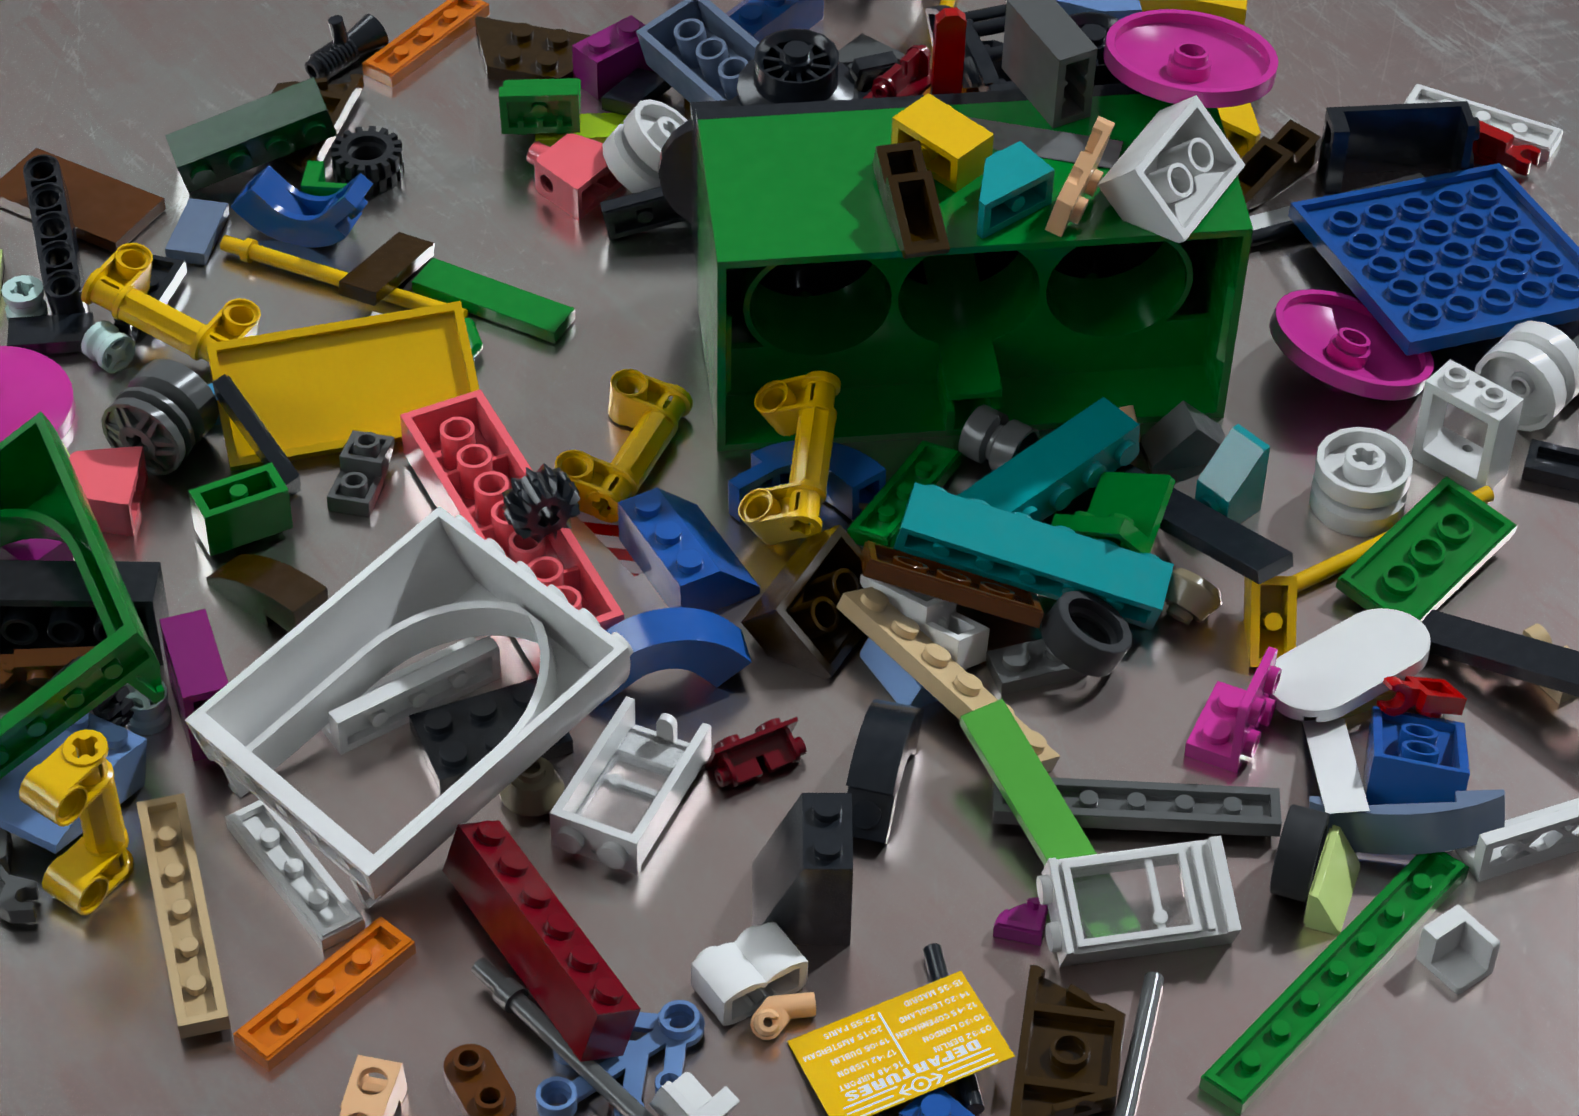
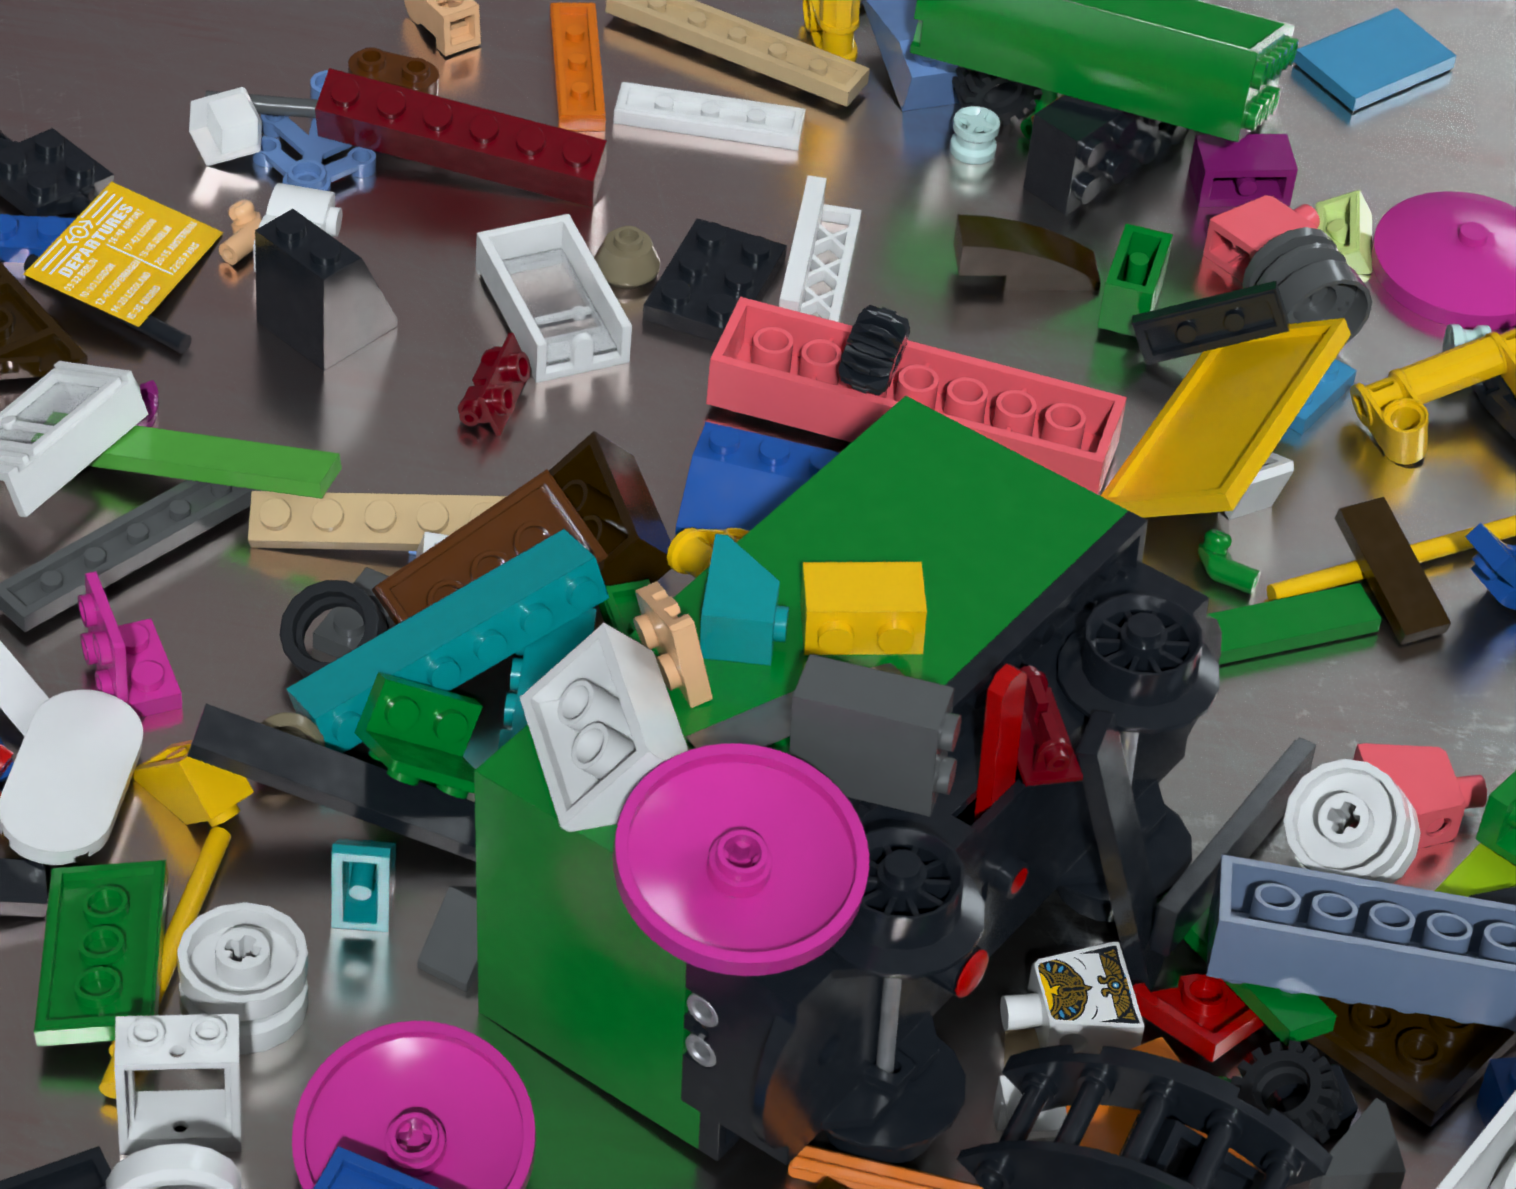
camera: 130 degrees right, 0 degrees up
(192, 666) = (944, 138): magenta brick -> none
(361, 473) = (1142, 400): dark grey slope -> none
(418, 594) = (738, 254): white panel -> none
(682, 640) = (646, 387): blue arch -> none
(877, 766) = (384, 416): black arch -> none
(910, 199) = (804, 527): dark brown slope -> none

